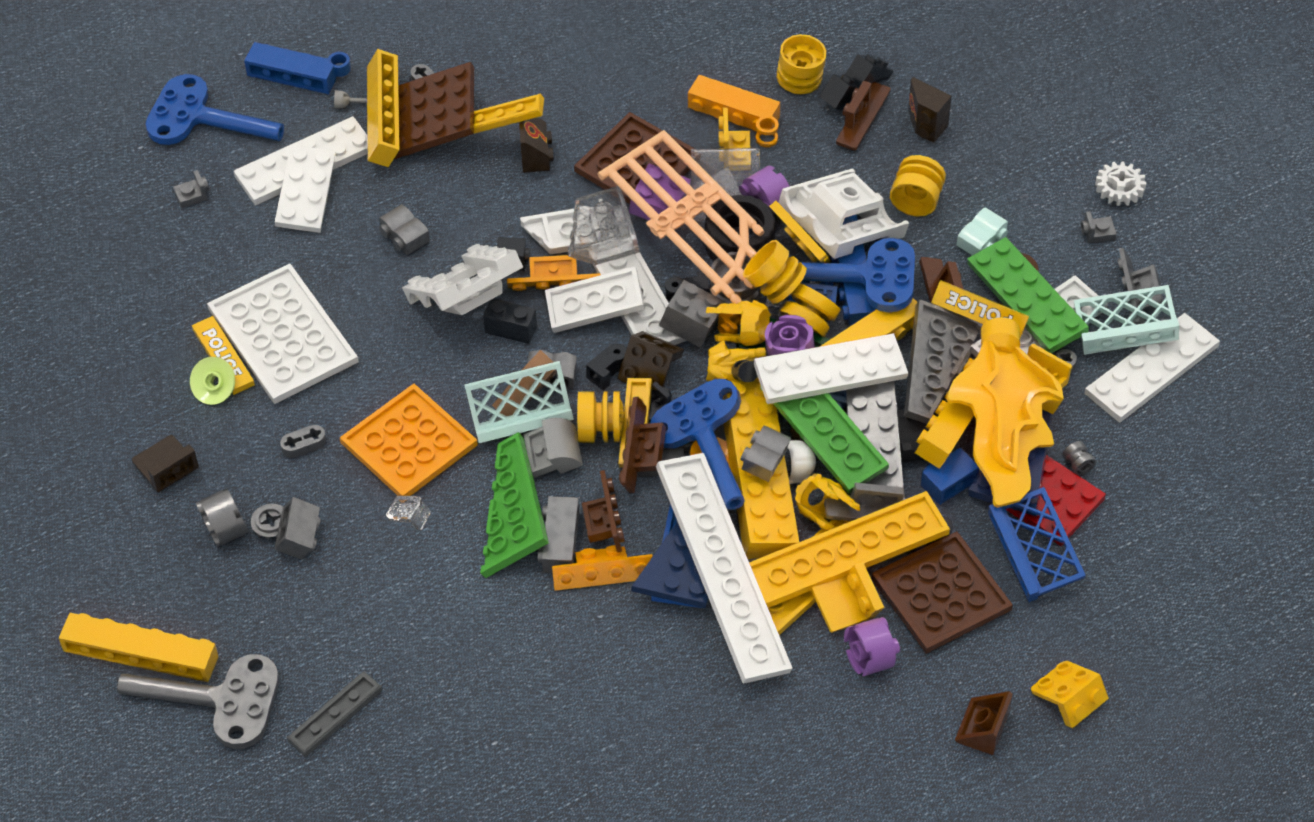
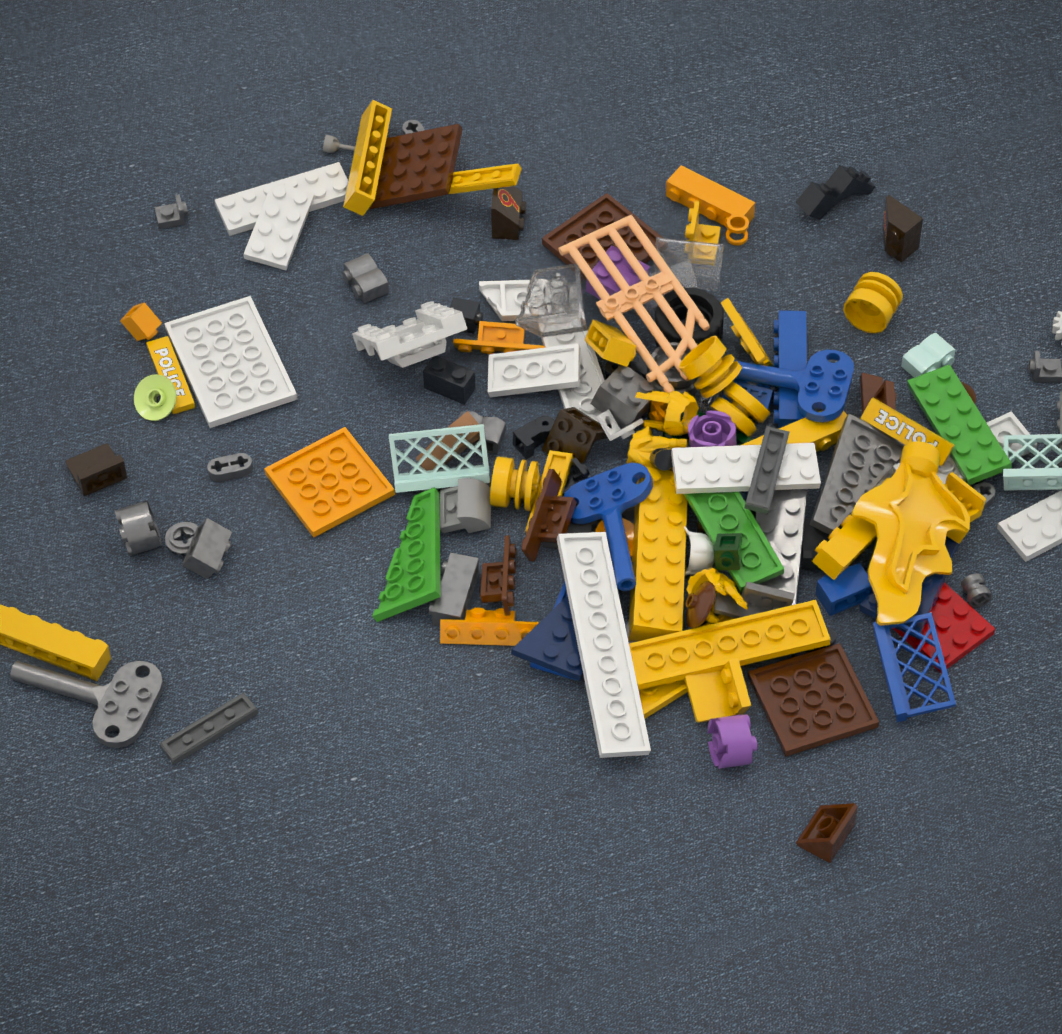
camera: 10 degrees right, 0 degrees up
(183, 305) = (141, 322): none -> light orange brick
(184, 107) = (180, 132): blue piece -> none
(296, 67) = (294, 108): blue hinge -> none
(409, 509) = (318, 547): clear bracket -> none
(668, 261) = (610, 343): none -> yellow brick
(688, 351) = (616, 431): none -> white bracket
(764, 185) = (724, 284): medium lavender brick -> none
(765, 453) = (665, 540): flat silver brick -> none
(801, 64) = (783, 168): yellow wheel -> none
(813, 512) = (700, 604): none -> reddish brown dish
(827, 201) = (776, 305): white piece -> none
(830, 455) = (727, 551): none -> dark green bracket
(854, 367) = (767, 470): none -> dark grey tile
(861, 113) = (834, 223): reddish brown bracket -> none
(1074, 691) = (920, 813): yellow bracket -> none

